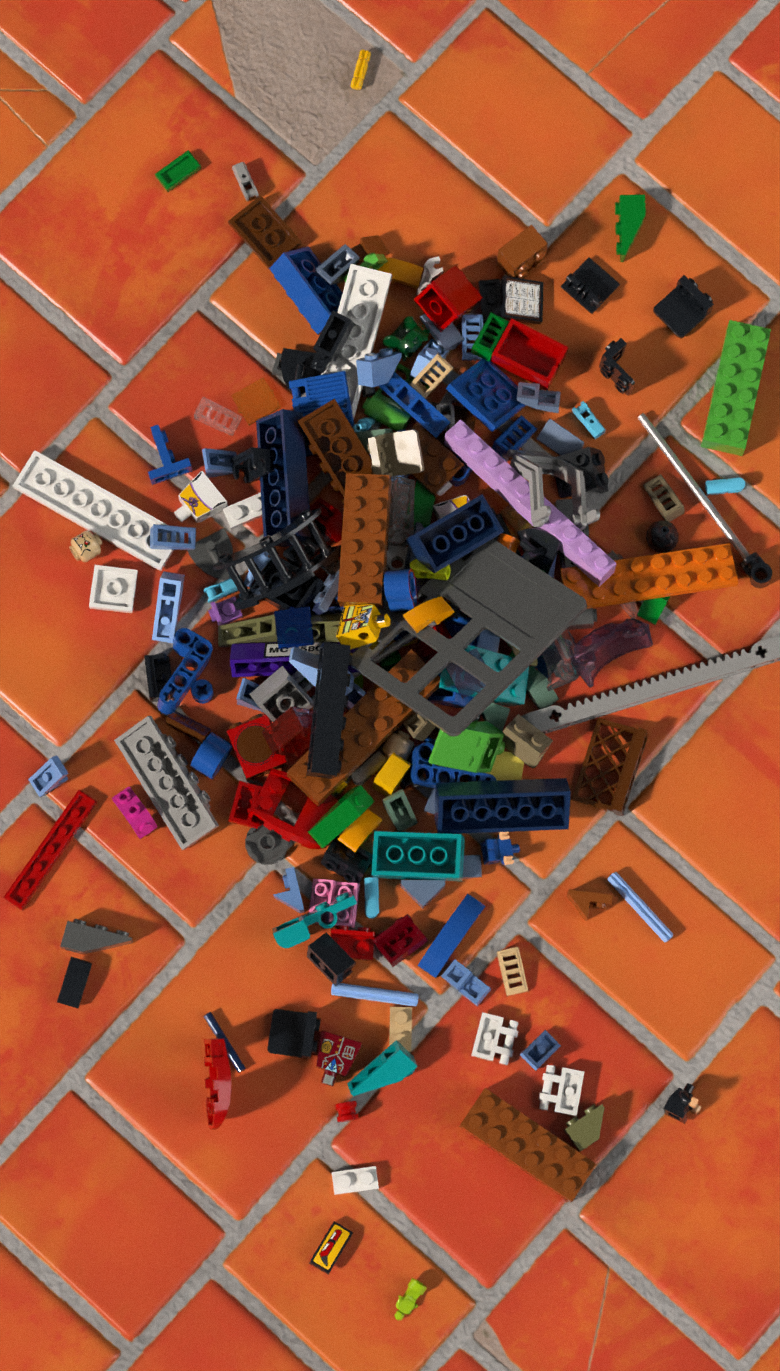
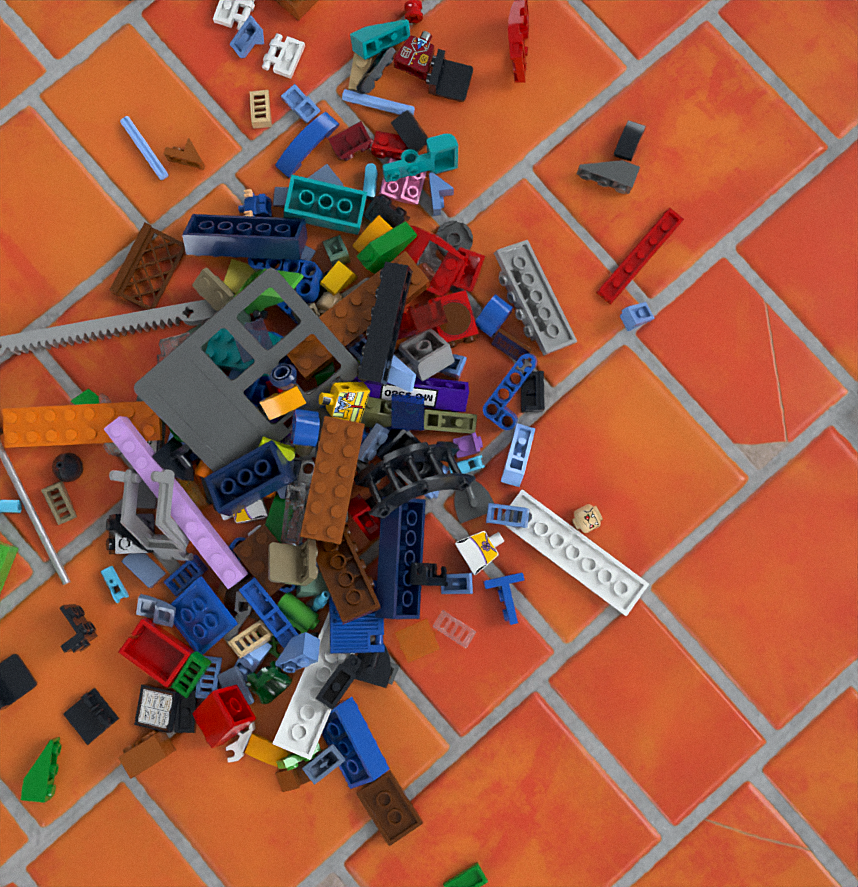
camera: 170 degrees left, 5 degrees up
(113, 589) = (565, 477): white plate -> none
(134, 812) = (566, 276): dark pink bracket -> none
(205, 694) = (493, 378): blue wheel -> none
(218, 1032) = (508, 81): dark blue bar -> none
(243, 511) = (440, 536): white plate -> none
(244, 179) = (402, 865): light grey bar -> none
(381, 1026) = (375, 70): none -> black hinge
(429, 634) = (283, 376): none -> dark blue cone
(607, 644) = (123, 378): windscreen -> none

